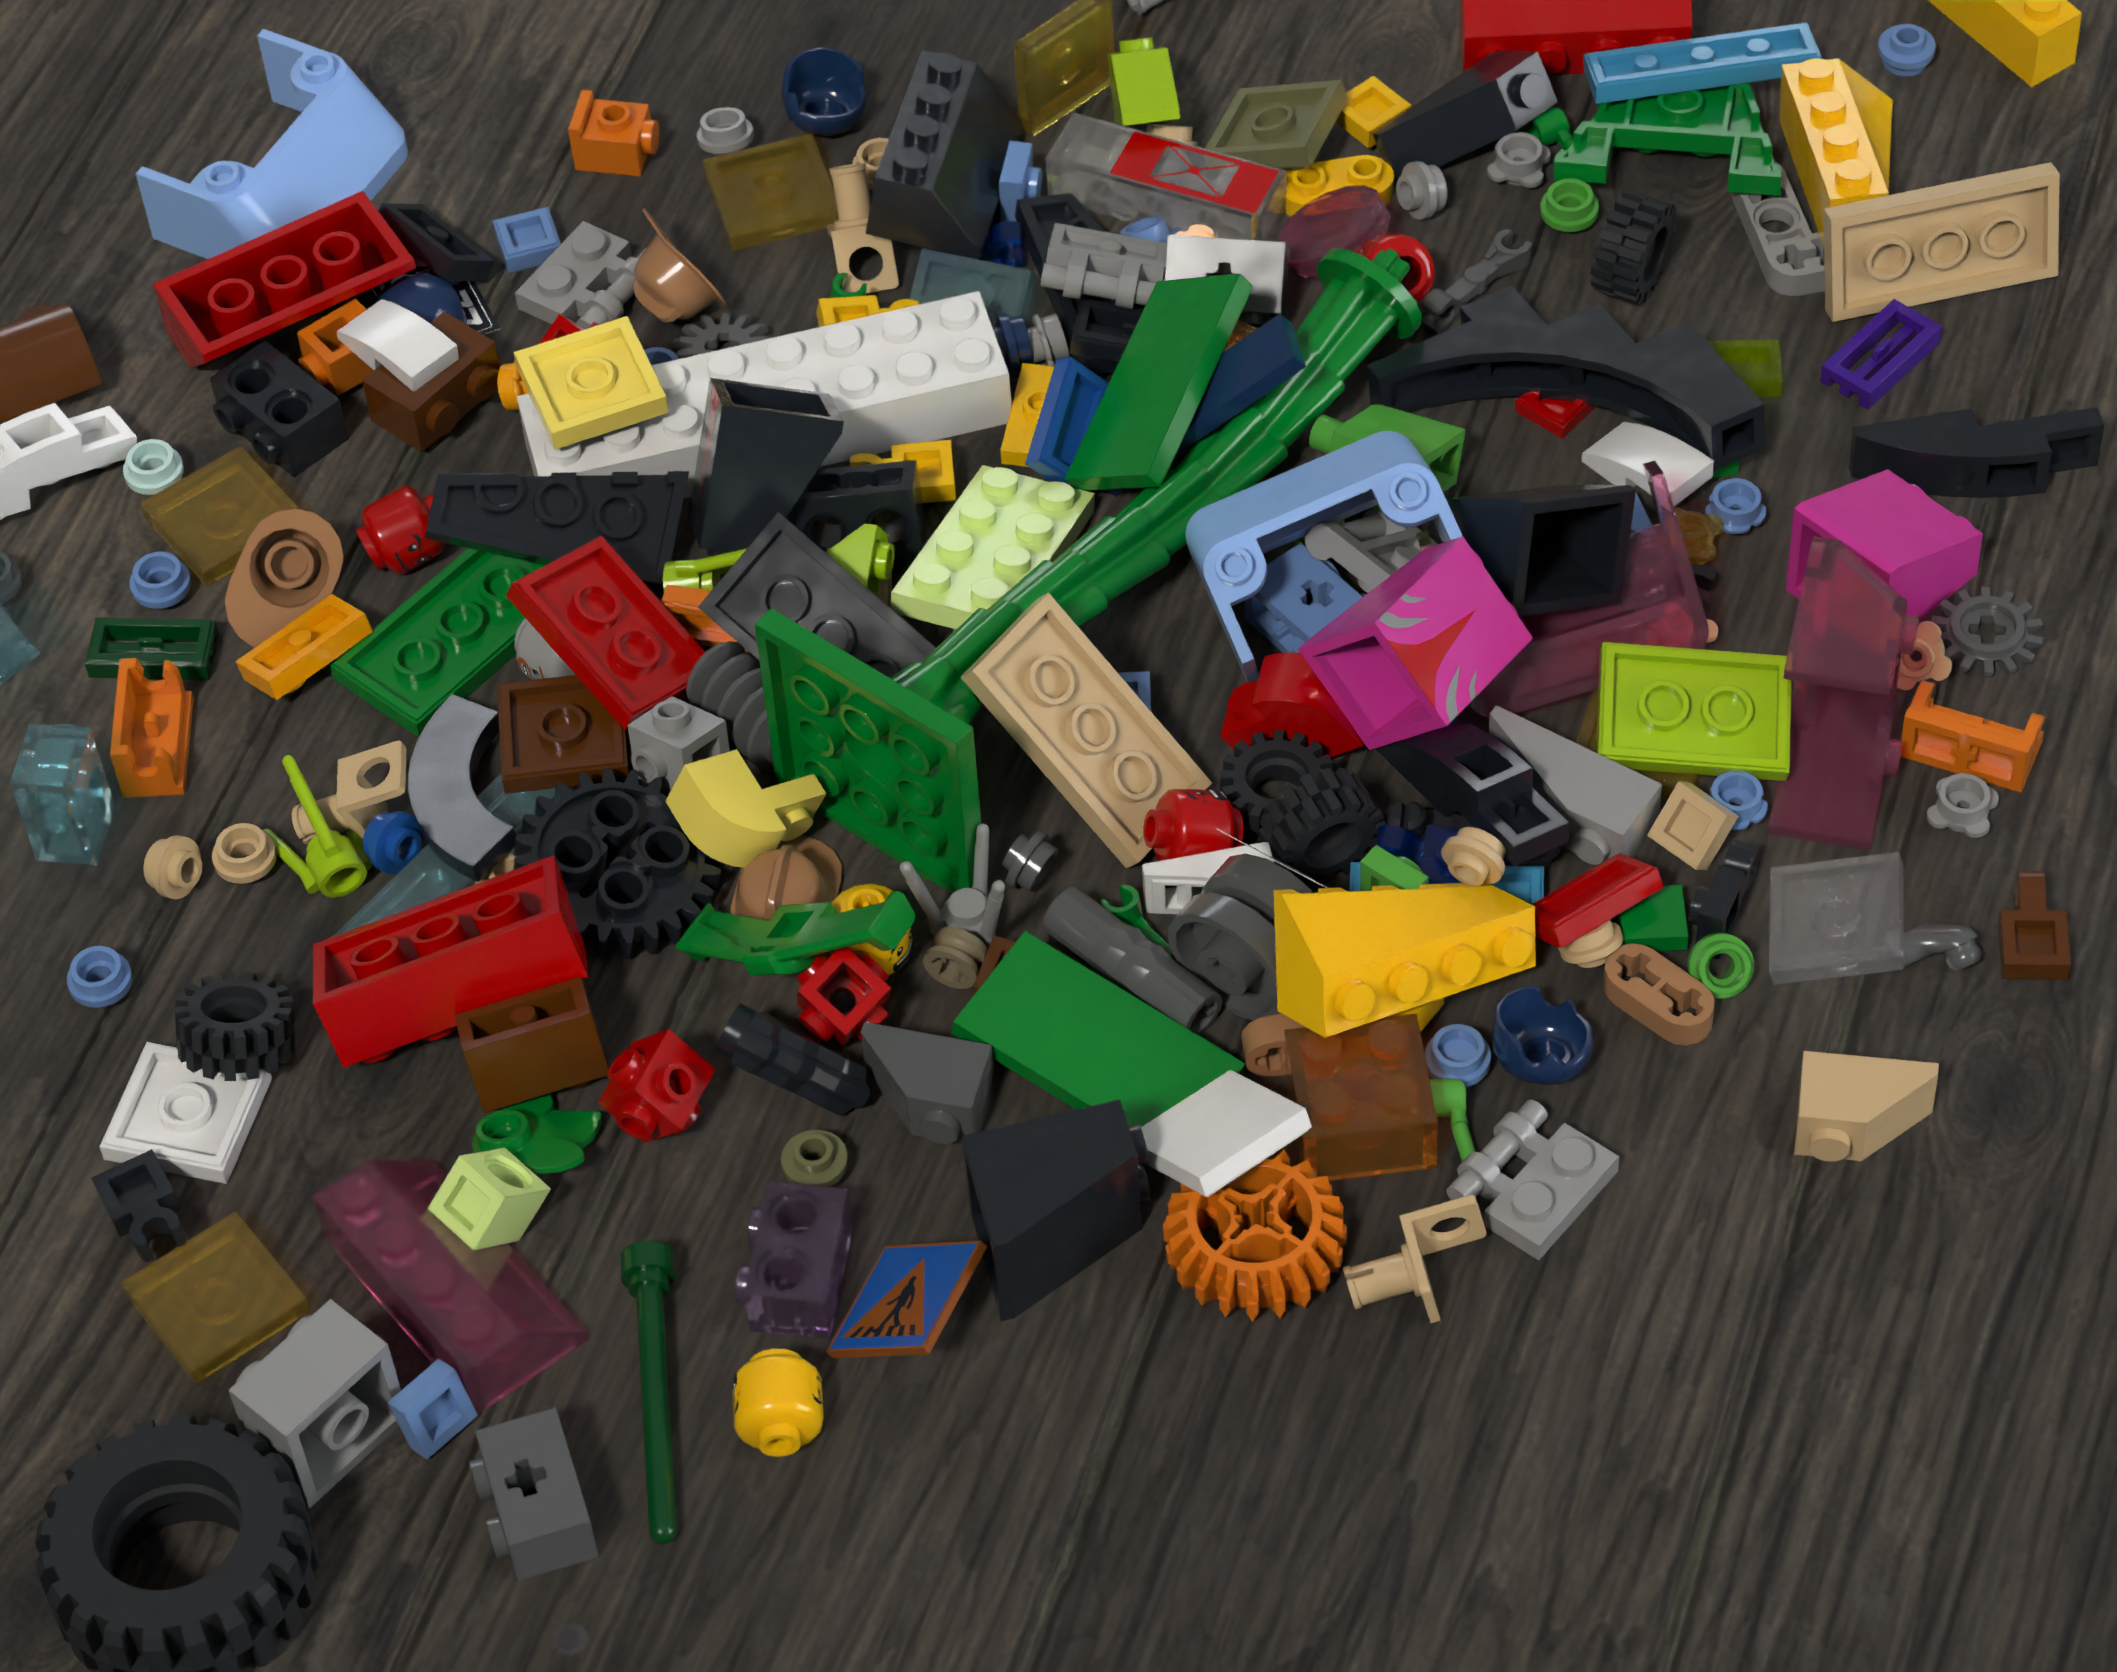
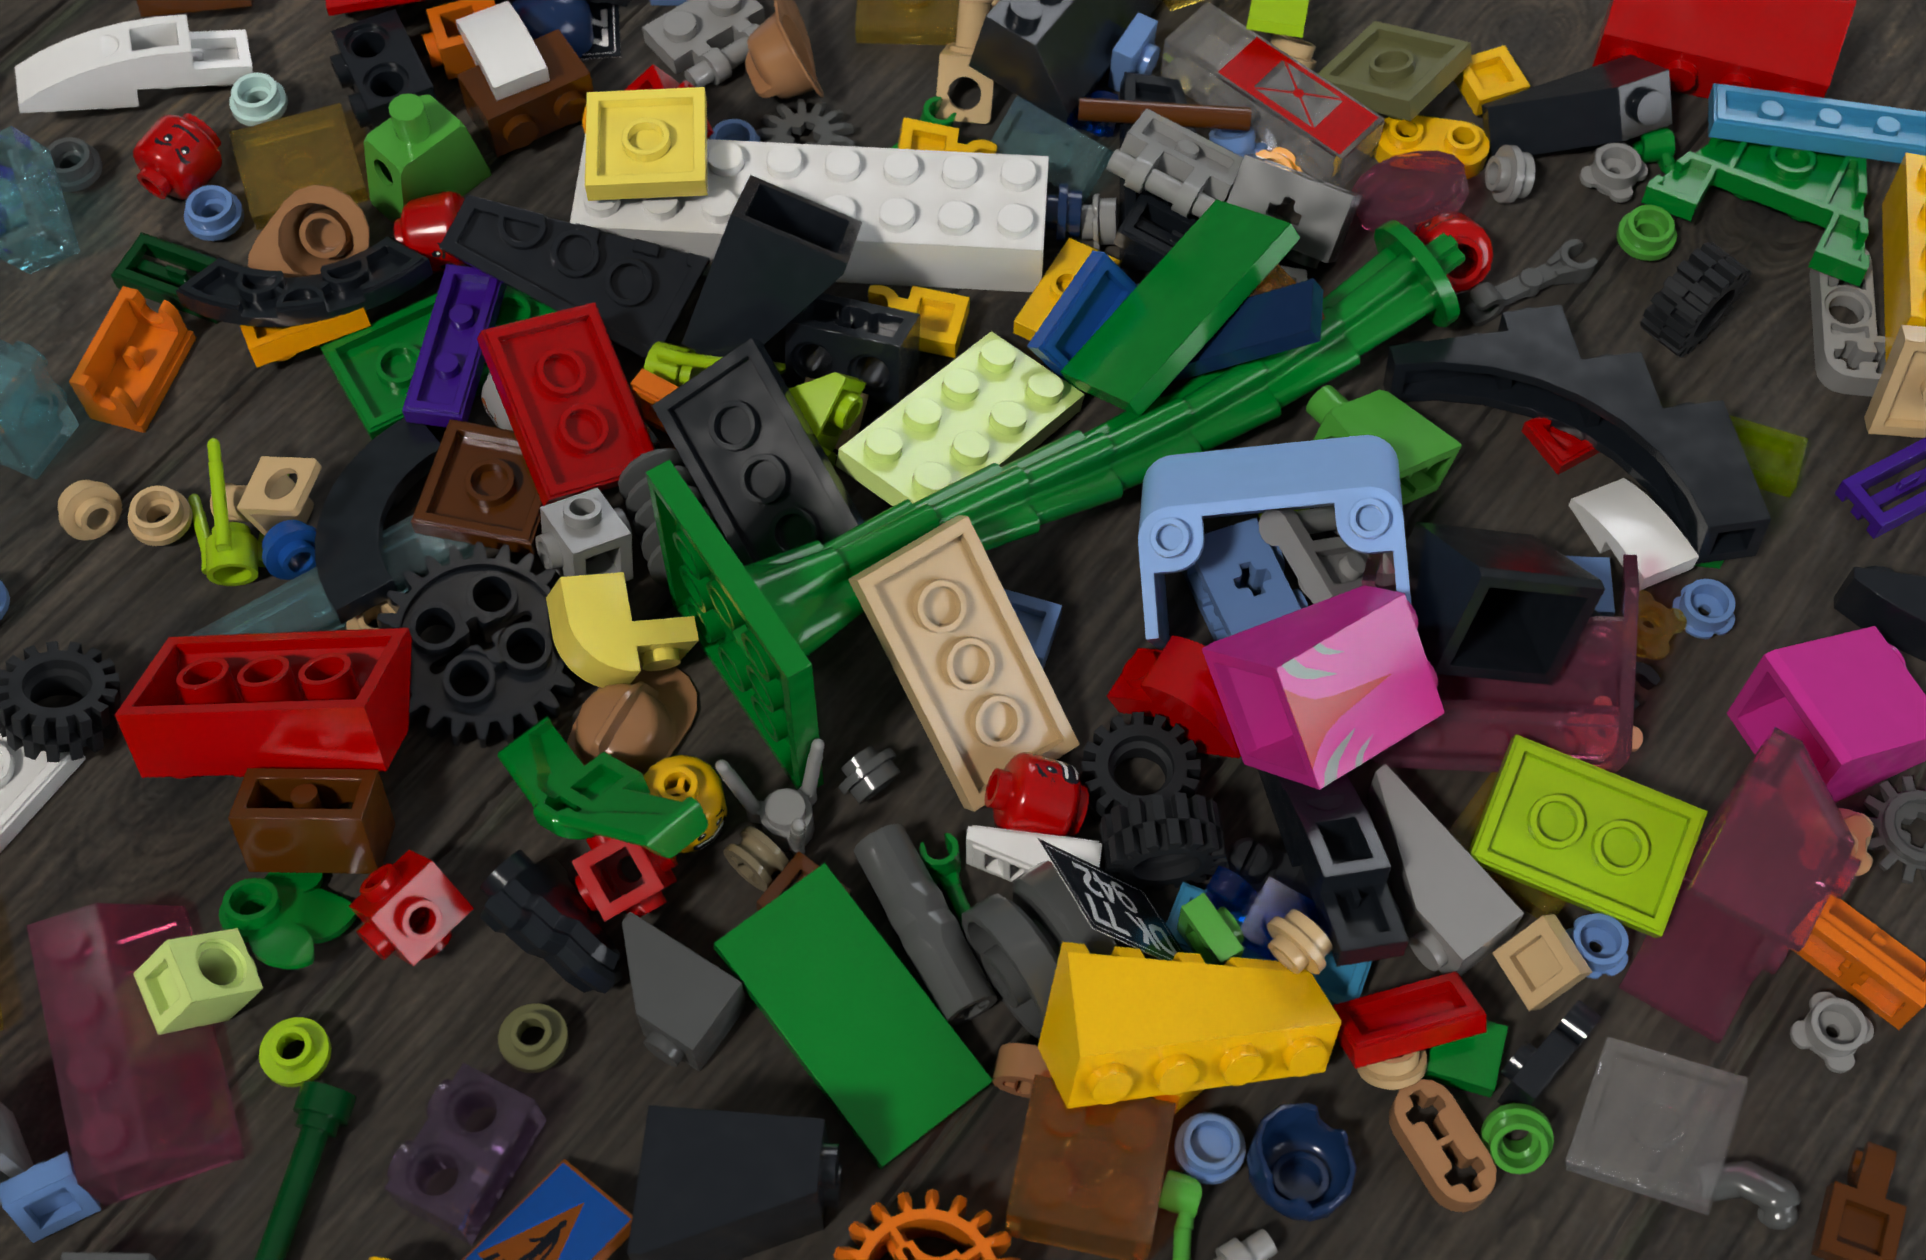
camera: 15 degrees right, 10 degrees up
(103, 535) = (177, 156): none -> red head
(261, 633) = (270, 300): none -> black tile
(354, 464) = (419, 155): none -> bright green torso
(468, 623) = (450, 354): none -> dark purple tile
(599, 1253) = (308, 1064): none -> lime plate
(1095, 219) = (1183, 114): none -> reddish brown bar
(1222, 1132) = (925, 1172): white tile -> none

